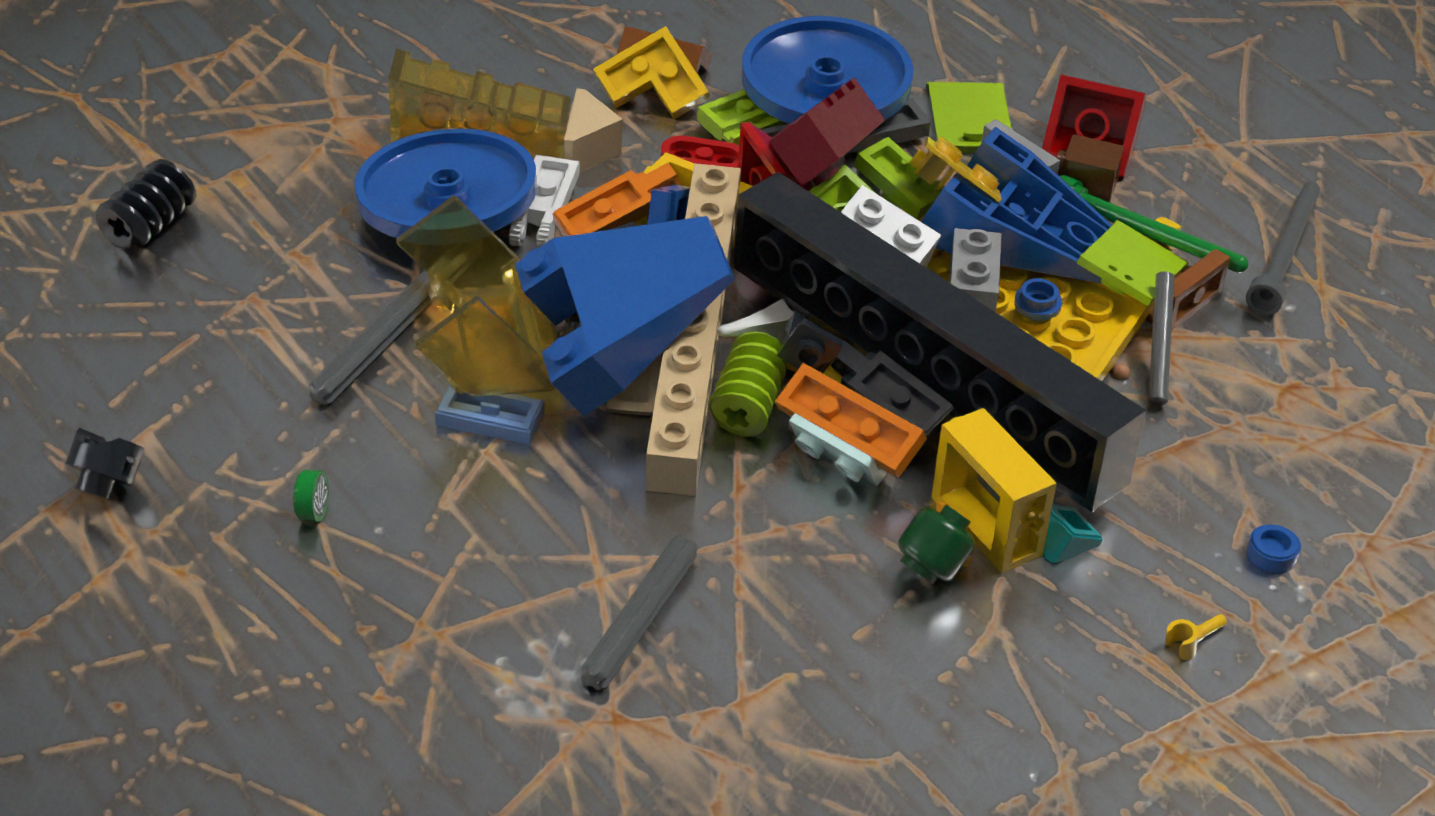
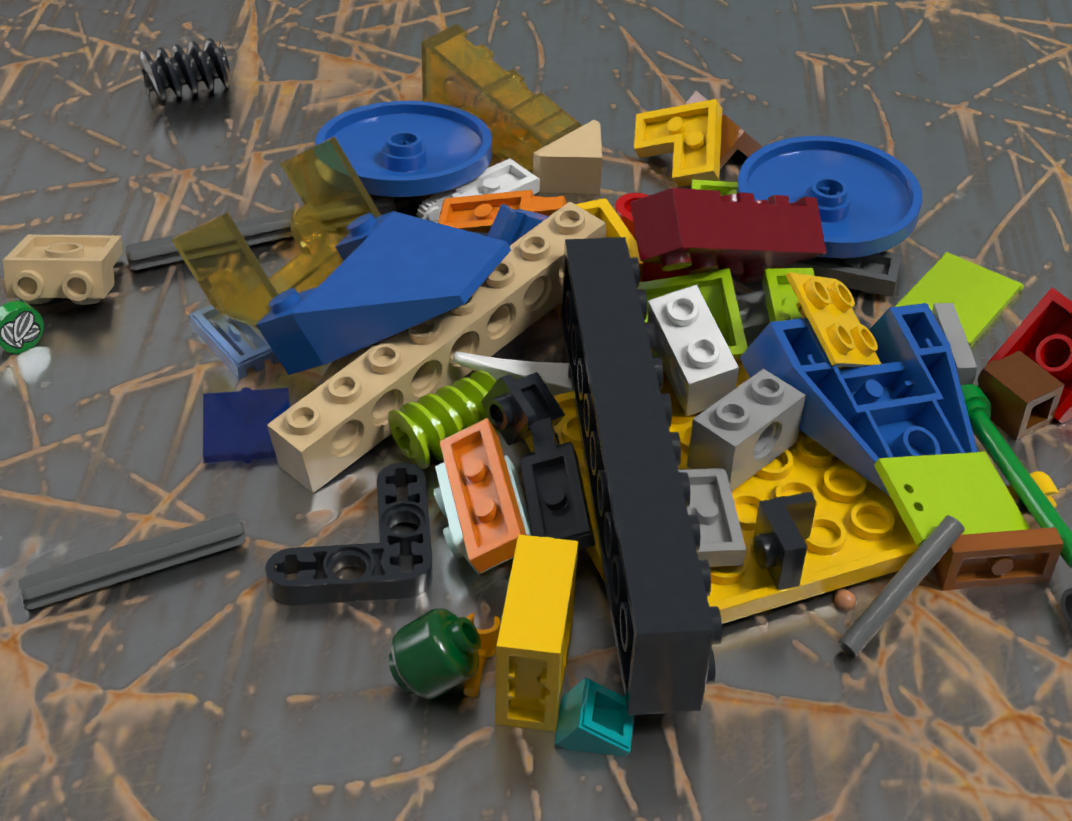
camera: 40 degrees right, 0 degrees up
(284, 426) = (62, 268): none -> tan plate
(585, 473) = (238, 423): none -> clear blue piece
(828, 515) = (379, 561): none -> black beam
(1038, 300) = (803, 475): blue plate -> none
(1074, 340) = (780, 537): none -> black bracket

